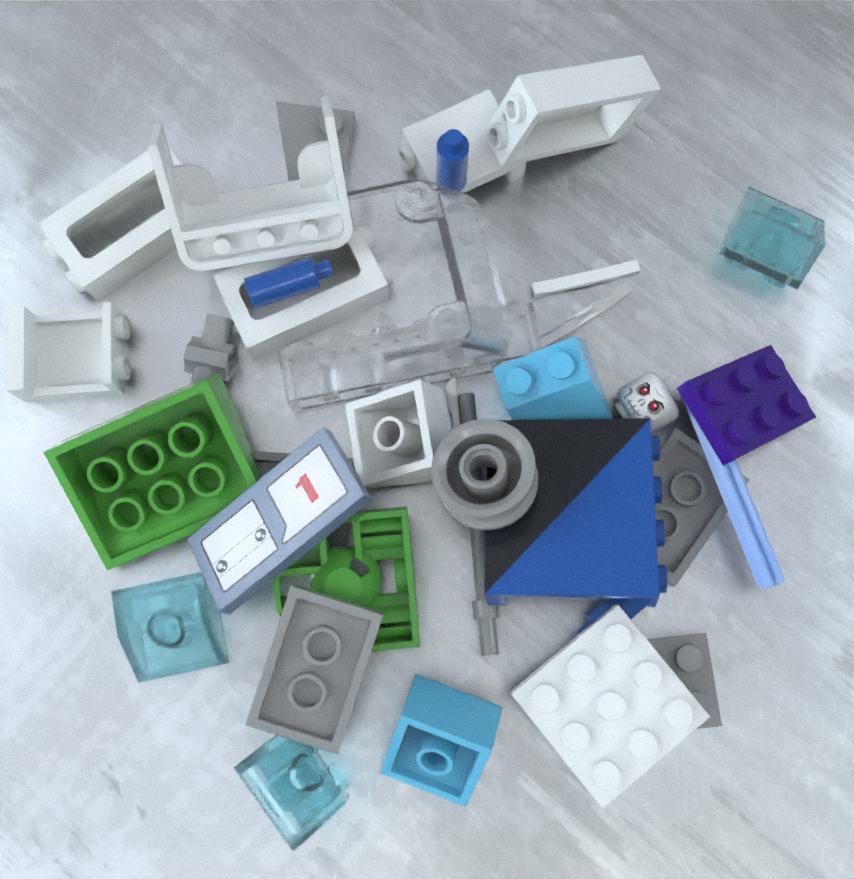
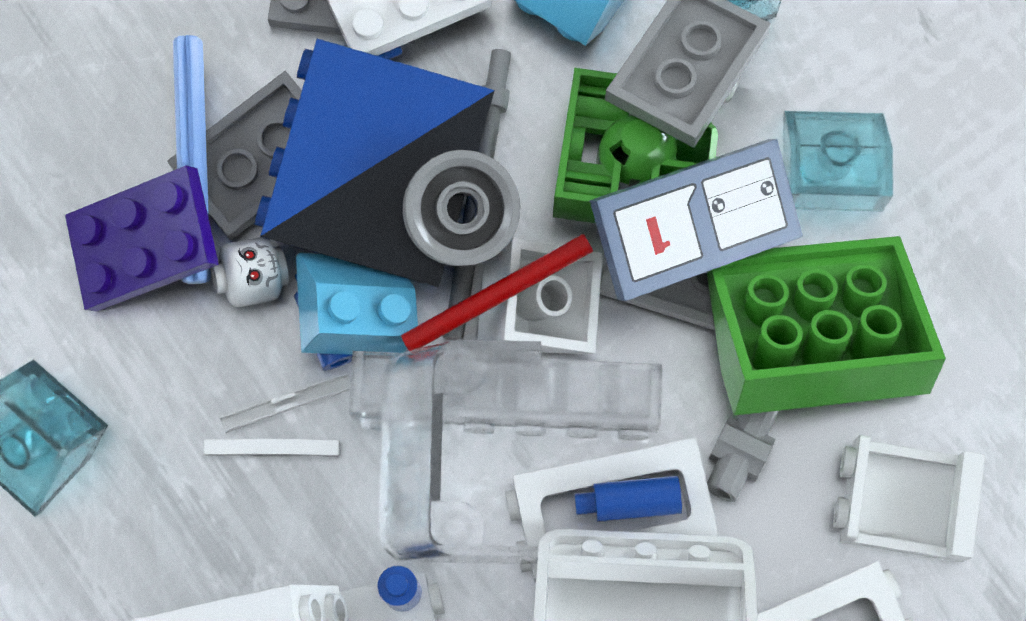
camera: 165 degrees left, 0 degrees up
(433, 412) = (497, 293): none -> red bar

